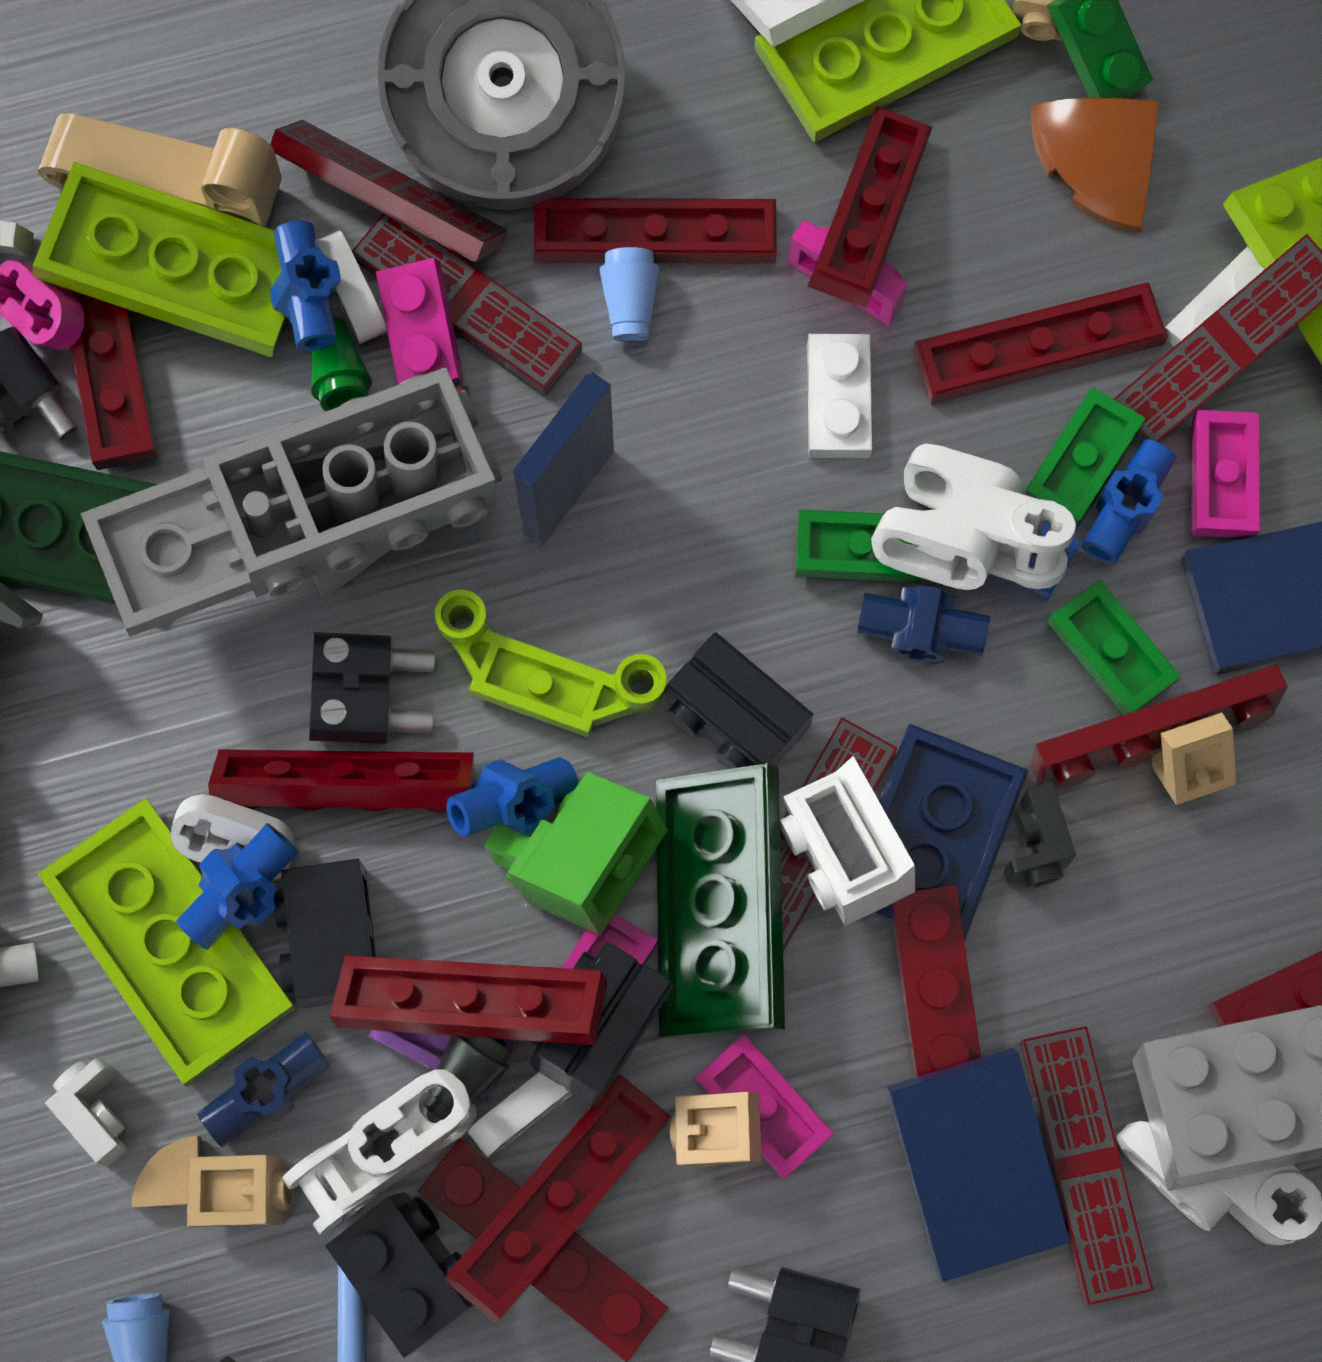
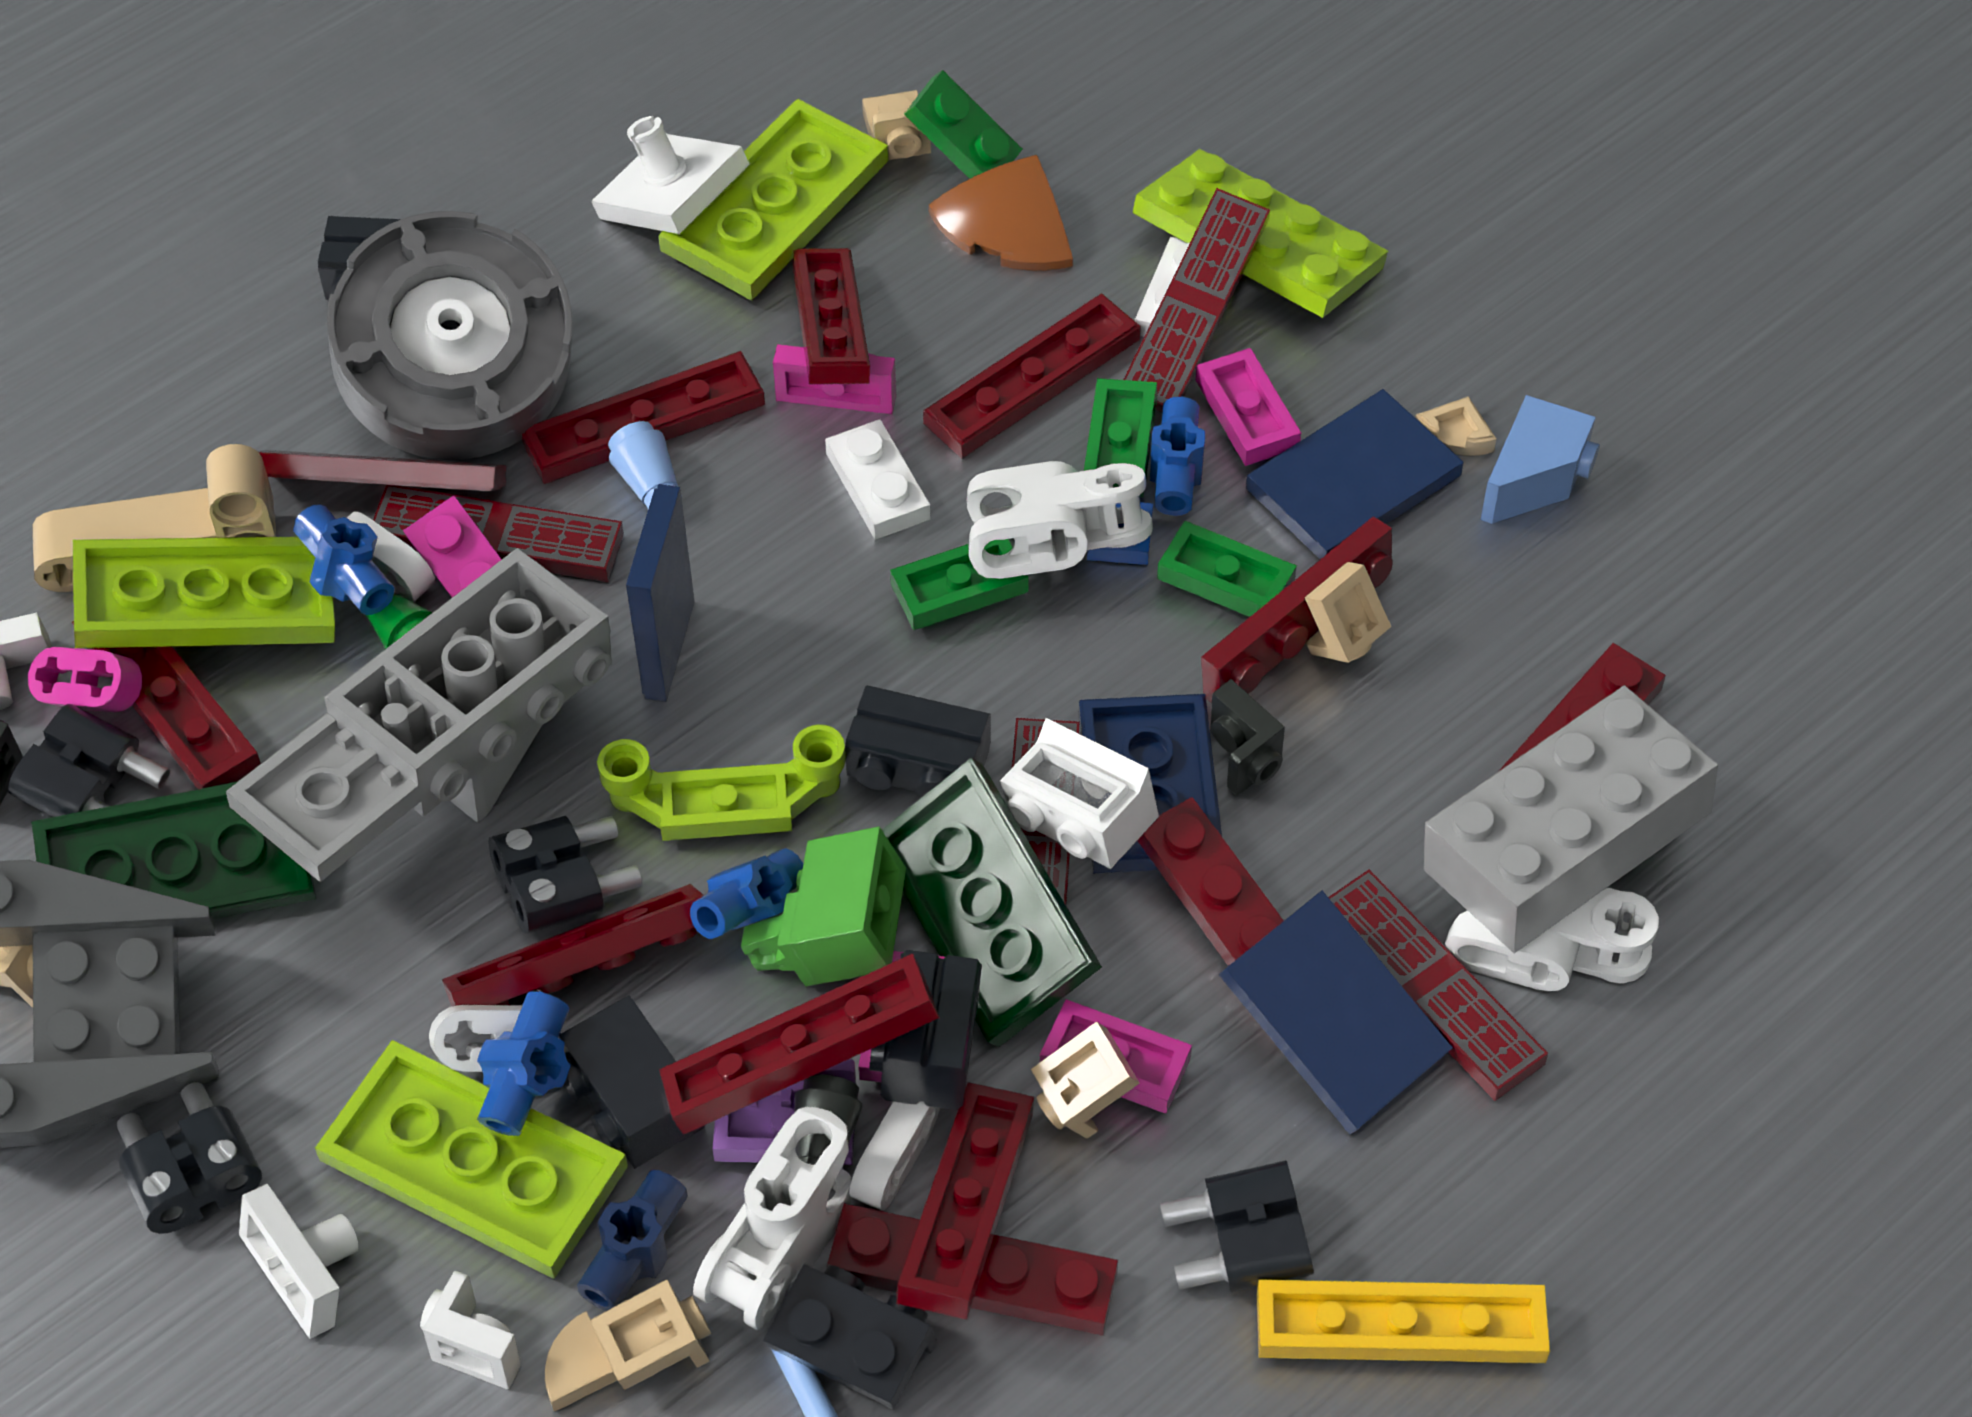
camera: 25 degrees left, 20 degrees down
(923, 624) = (1049, 617): dark blue axle -> none

